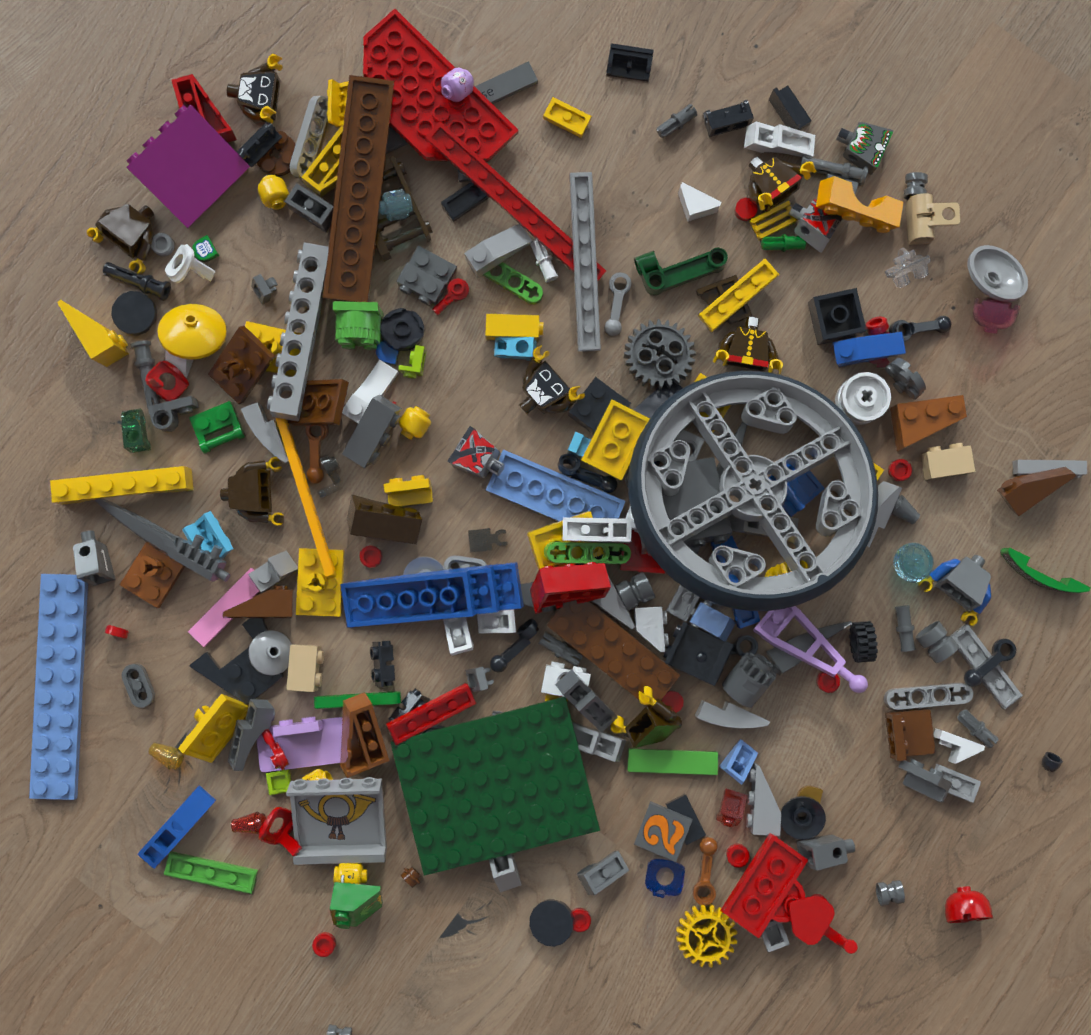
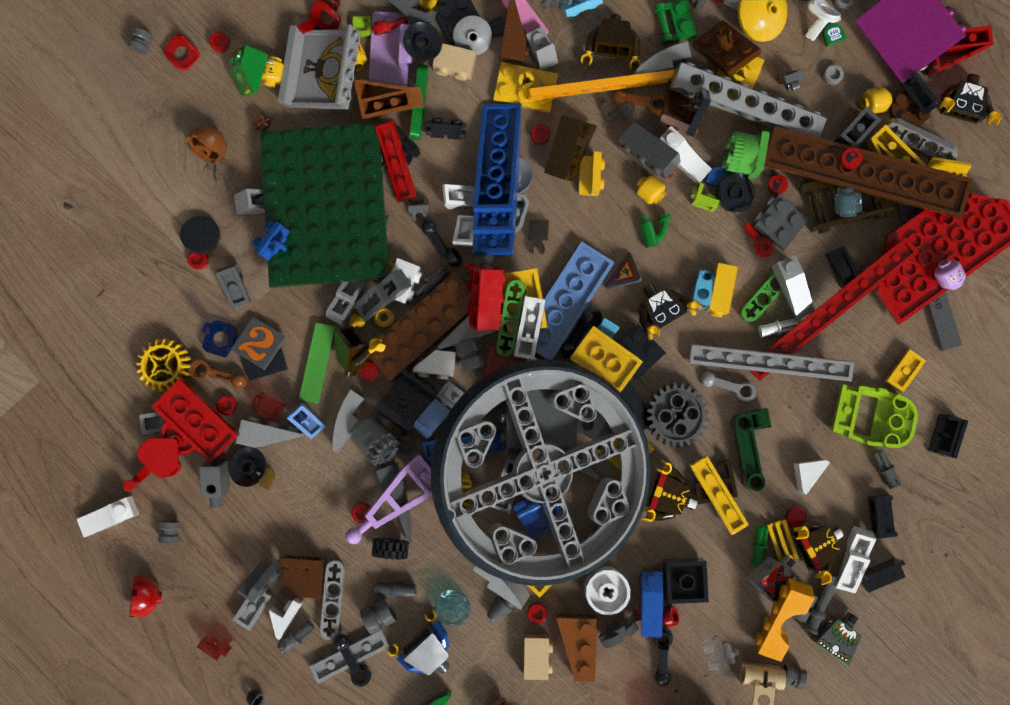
camera: 100 degrees right, 0 degrees up
(250, 243) = (833, 75): none -> light grey tile
(282, 700) = (423, 33): none -> black dish
(320, 382) = (700, 105): none -> black wing
(331, 993) = (181, 41): none -> red piece
(347, 208) = (851, 158): none -> red tile
(385, 285) = (777, 184): none -> red tile
(446, 934) = (207, 143): none -> dark orange cylinder
(466, 416) = (648, 232): none -> green plant
(476, 455) = (613, 238): torso -> none
(513, 435) = (625, 274): none -> piece
(549, 834) = (273, 240): none -> blue hips
(614, 700) = (377, 317): none -> yellow plate
(625, 123) = (892, 421): none -> lime slope
(886, 965) = (108, 516): none -> white slope
(1007, 818) = (212, 647): none -> clear red bracket

